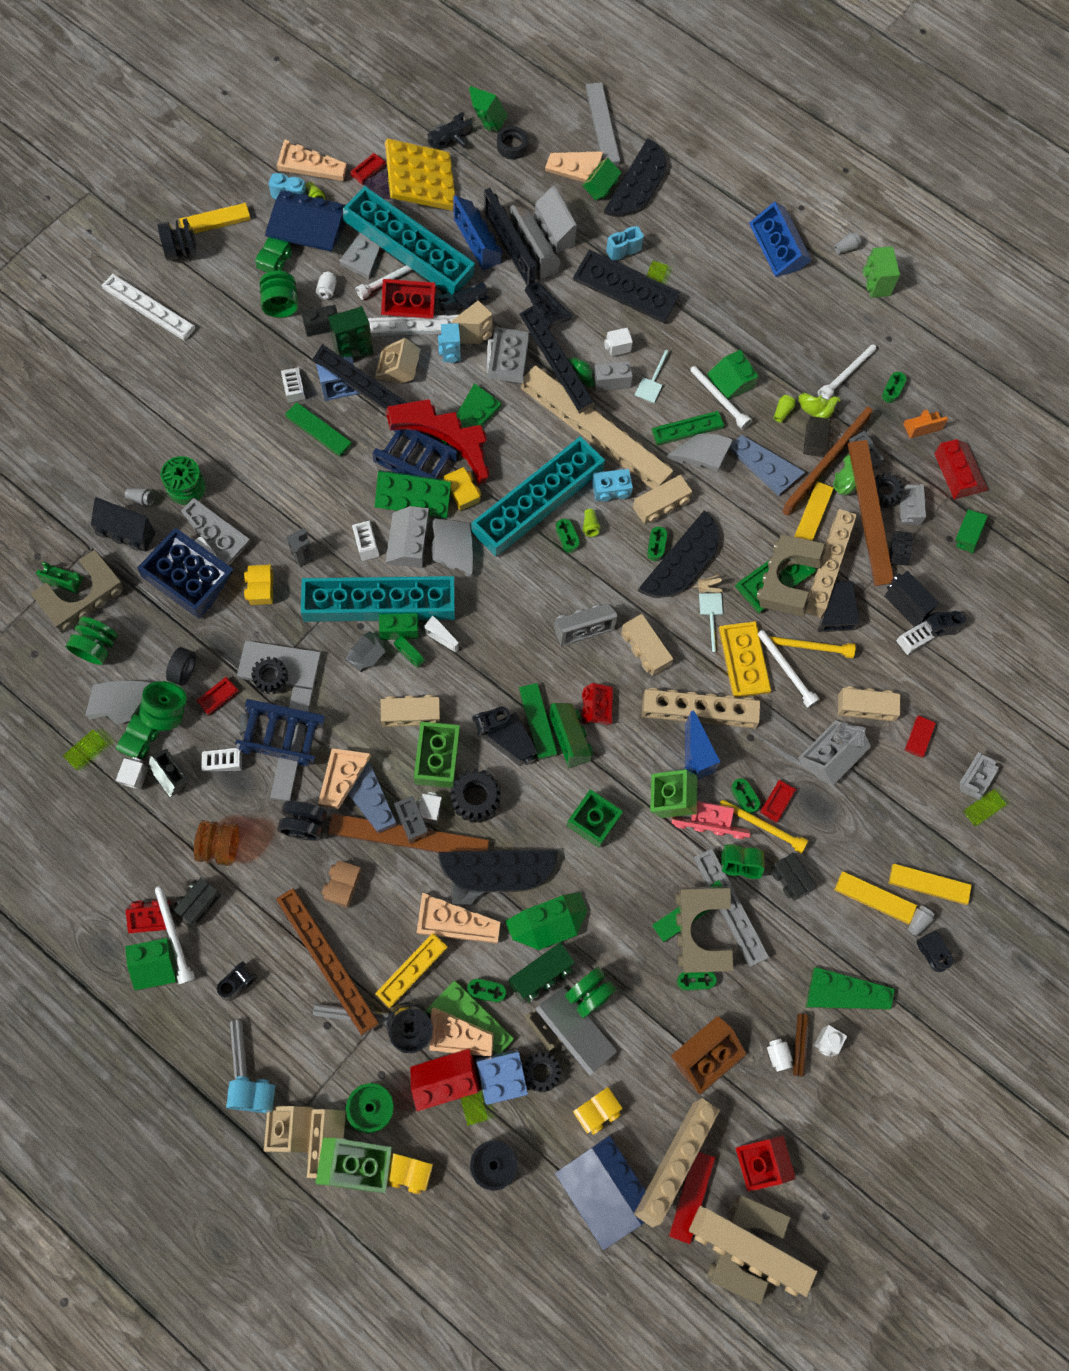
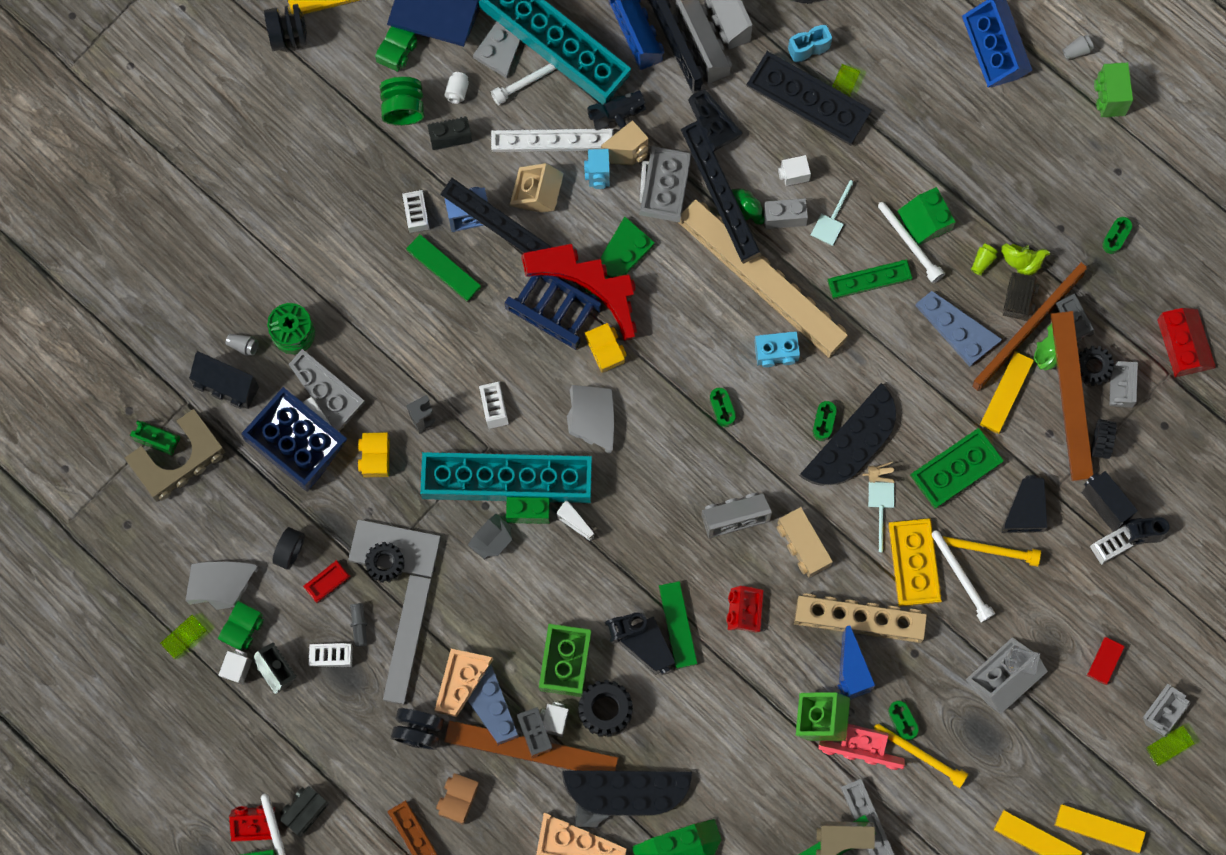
camera: 10 degrees right, 5 degrees up
(92, 641) = (191, 515): green wheel -> none
(148, 307) = (251, 108): white tile -> none
(162, 705) = (268, 593): green wheel -> none
(216, 842) = (324, 748): clear orange wheel -> none
(274, 713) = (410, 613): dark blue fence -> none
(351, 333) = (484, 158): dark green brick -> none
(402, 490) = (549, 353): green plate -> none
(408, 298) = (552, 109): red slope -> none
(408, 537) = (541, 404): light grey slope -> none
(409, 651) = (538, 539): green beam -> none
(409, 710) = (537, 608): tan brick -> none
(537, 496) = (691, 360): teal brick -> none
(570, 734) = (713, 643): green slope -> none
(591, 525) = (750, 396): lime cone -> none
(594, 818) = (734, 740): green brick -> none
(662, 499) = (834, 369): tan brick -> none
(702, 450) = (884, 310): light grey slope -> none
(742, 861) = (893, 795): green brick -> none
(777, 801) = (939, 727): red tile -> none
(789, 552) = (971, 440): dark tan arch -> none
(793, 876) = (948, 814): pearl dark grey brick -> none
(828, 390) = (1037, 239): white piece -> none
(834, 552) = (1020, 452): tan brick -> none
(869, 704) = (1050, 621): tan brick -> none
(924, 424) = (1148, 283): orange panel -> none
(970, 531) = (1189, 419): green hinge -> none

